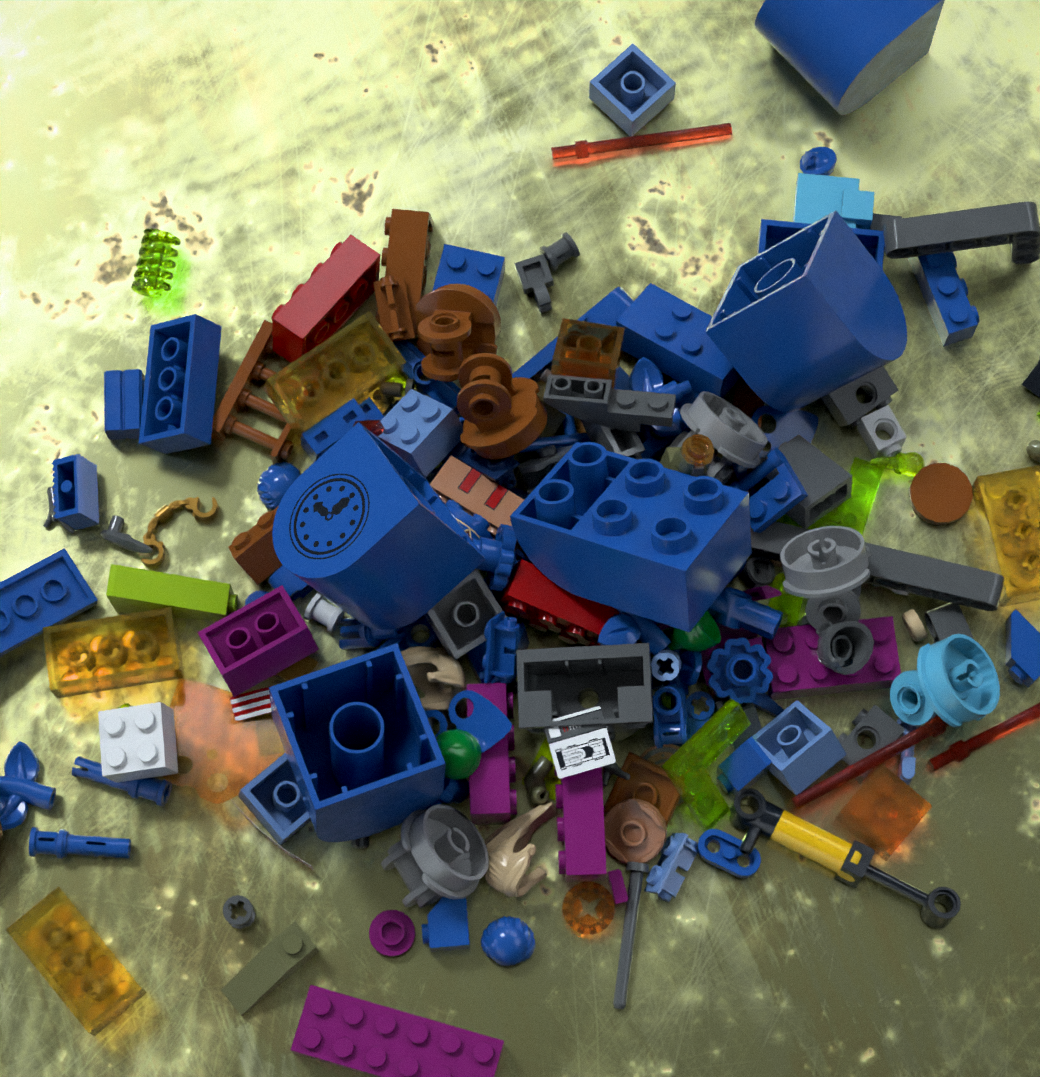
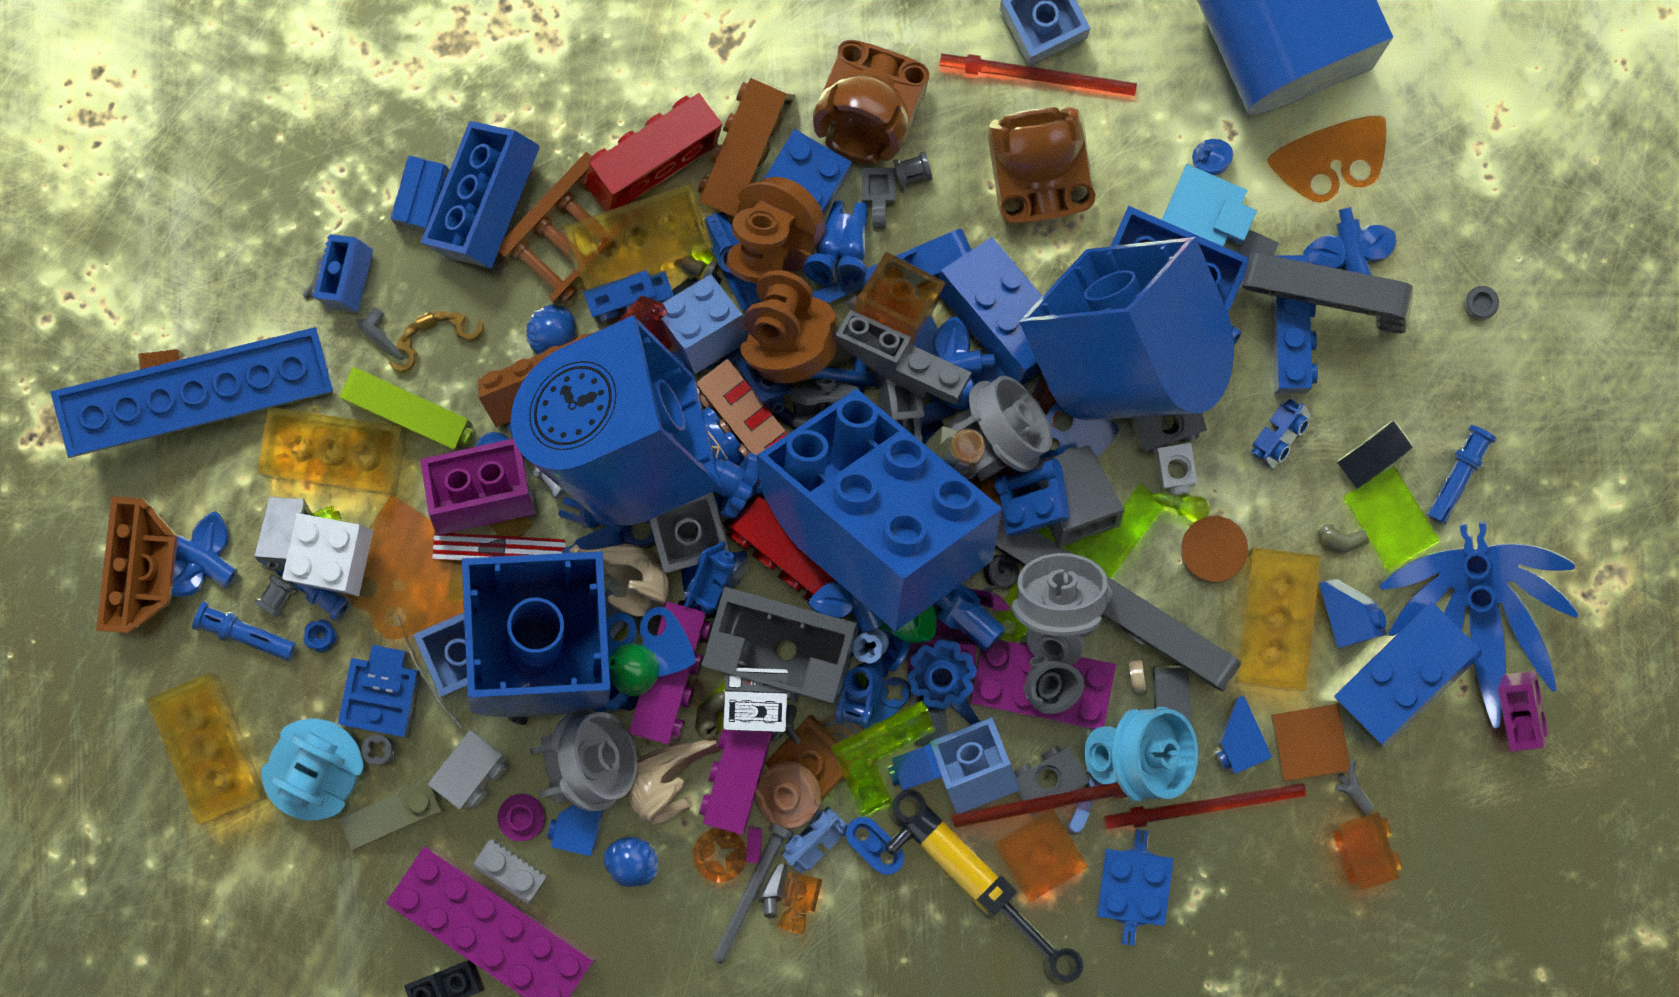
camera: 20 degrees right, 10 degrees up
(85, 740) = (277, 530): none -> hinge
(98, 801) = (275, 596): none -> dark grey bush
(143, 821) = (311, 631): none -> blue plate
(153, 263) = (495, 52): clear neon green piece -> none
(182, 948) = (312, 769): none -> medium azure piece
(224, 858) = (380, 693): none -> blue piece
(331, 901) = (469, 771): none -> light grey brick
(394, 308) = (719, 184): dark orange hinge -> none
(398, 984) = (510, 871): none -> light grey brick
(503, 203) = (869, 102): none -> dark orange piece
(521, 326) = (842, 240): none -> blue piece
(649, 925) = (773, 891): none -> dark grey bar
(672, 210) = (1040, 160): none -> dark orange piece
(677, 922) = (799, 896): none -> clear orange plate
(904, 135) = (1313, 153): none -> clear orange piece
(962, 388) = (1291, 422): none -> blue hinge
(979, 193) = (1352, 245): none -> blue plant
(979, 815) = (1135, 887): none -> blue plate

